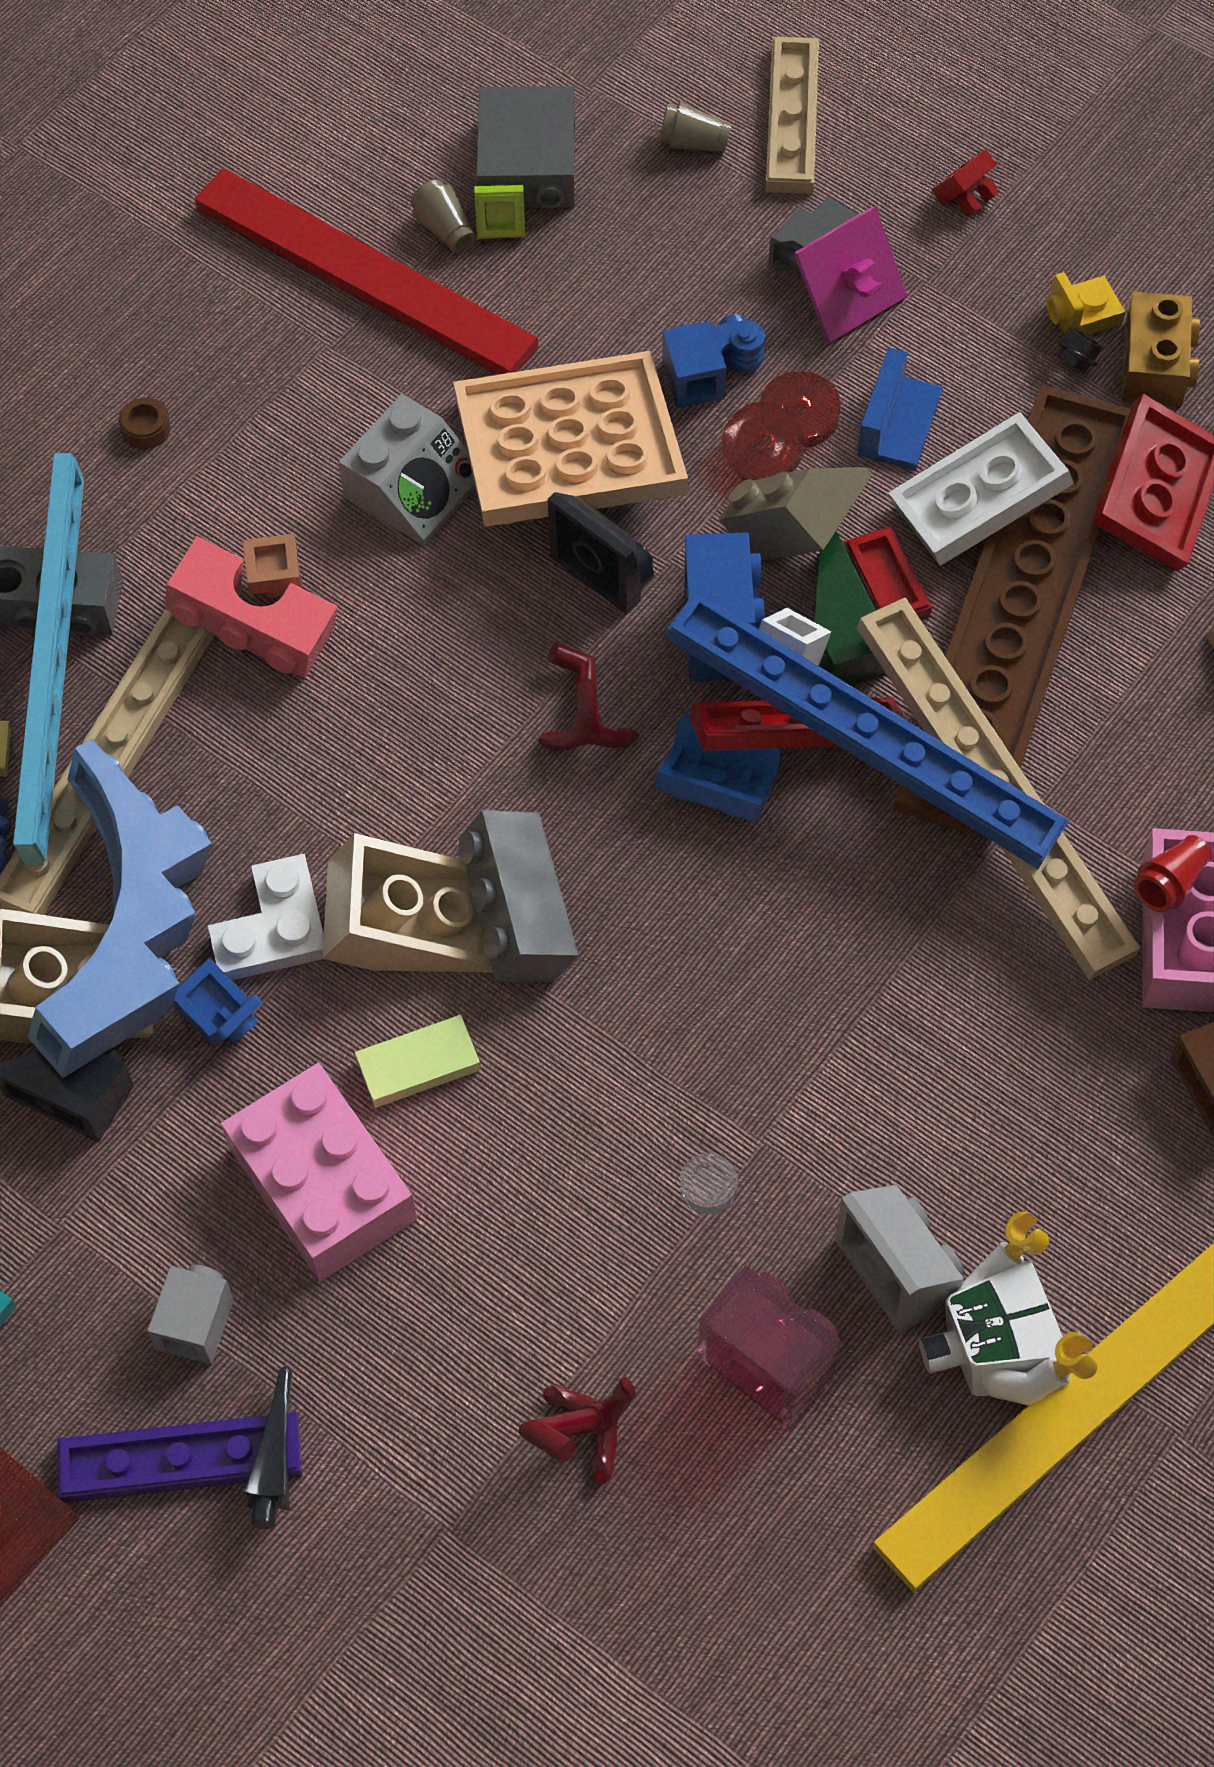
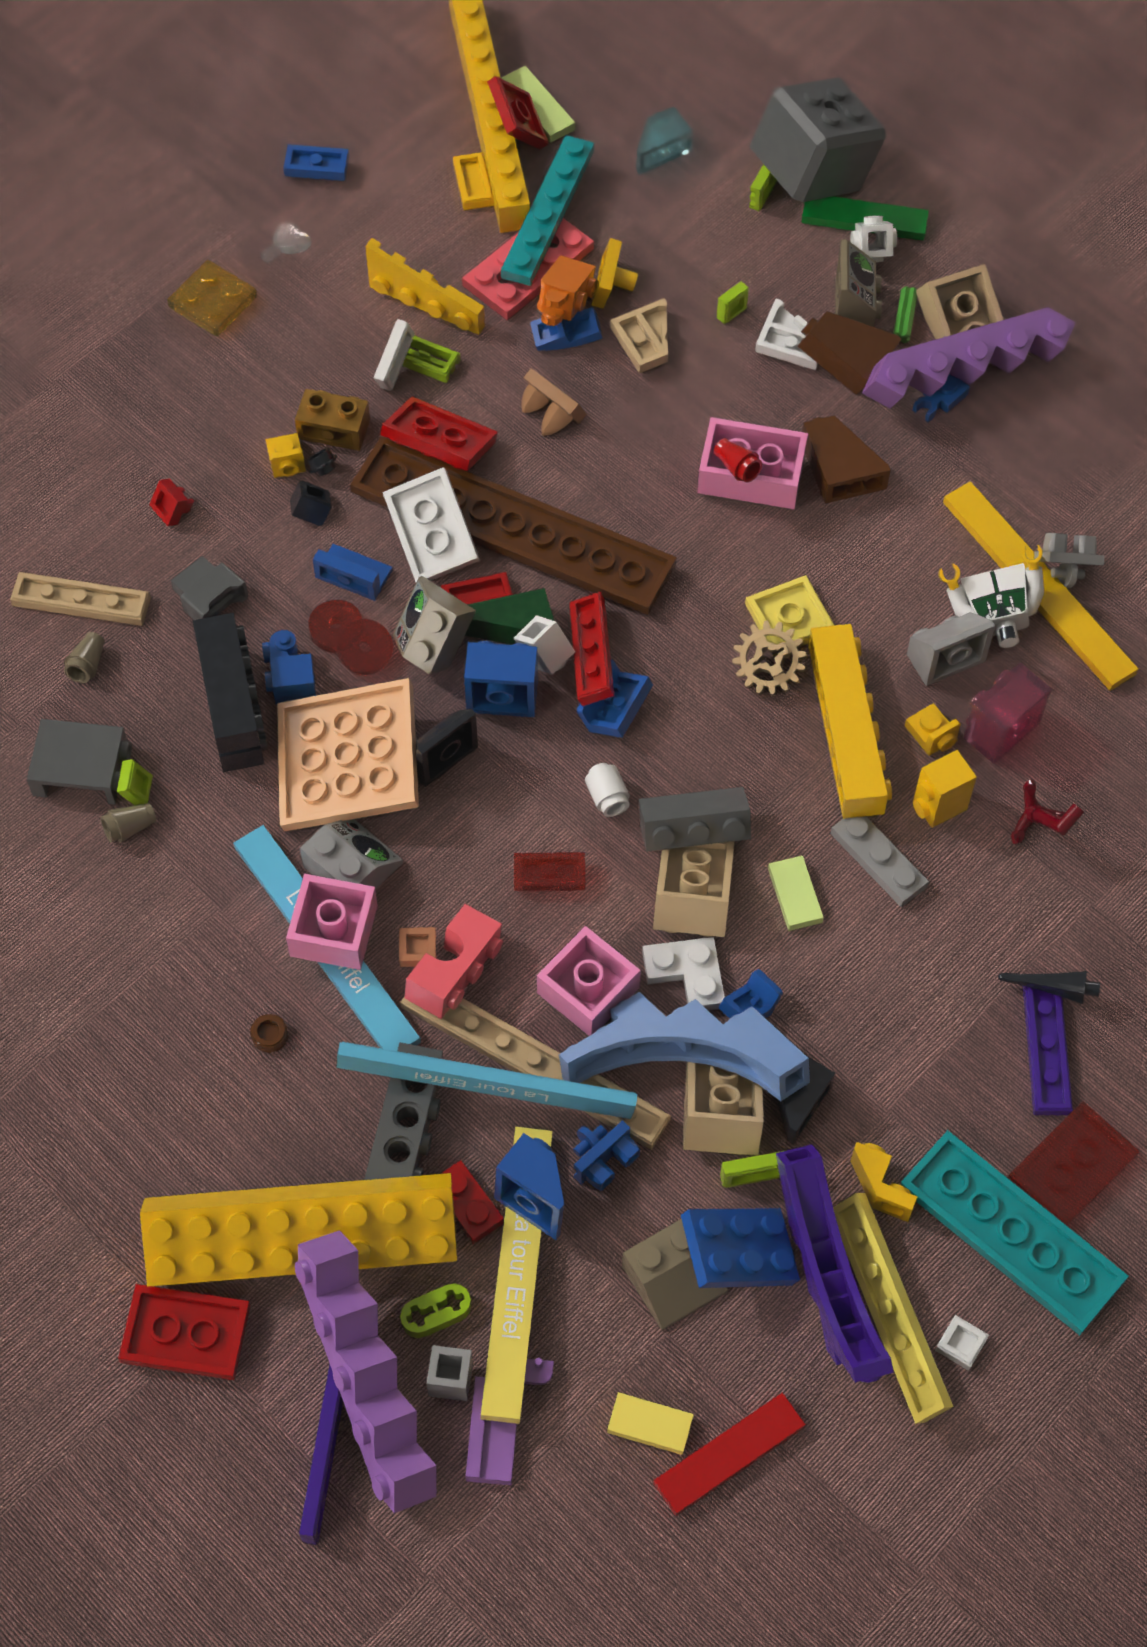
camera: 85 degrees left, 0 degrees up
(191, 1313) = (960, 1027): light grey brick -> none
(229, 777) = (587, 981): none -> bright pink brick
(282, 467) = (356, 986): none -> medium azure tile
(288, 446) = (332, 921): none -> bright pink brick
(319, 1171) = (873, 947): bright pink brick -> none
(366, 273) = (160, 882): red tile -> none
(417, 720) = (549, 871): none -> clear red plate
(494, 1181) = (880, 858): none -> light grey plate
(562, 778) = (607, 789): none -> white brick
(588, 724) = (573, 766): dark red piece -> none
(606, 1251) = (944, 789): none -> yellow brick
(646, 281) = (230, 692): none -> black piece
(708, 1183) = (892, 742): clear tile -> none
(727, 1104) = (848, 721): none -> yellow brick
(742, 1241) = (933, 729): none -> yellow bracket
(848, 960) = (784, 650): none -> tan gear
(850, 274) = (245, 573): dark pink piece -> none
(867, 729) = (616, 603): blue tile -> none
(931, 1017) = (793, 605): none -> light yellow tile
(953, 717) = (650, 549): tan plate -> none
(1004, 346) = (310, 503): none -> black slope
(1113, 1453) = (1083, 554): none -> light grey hips

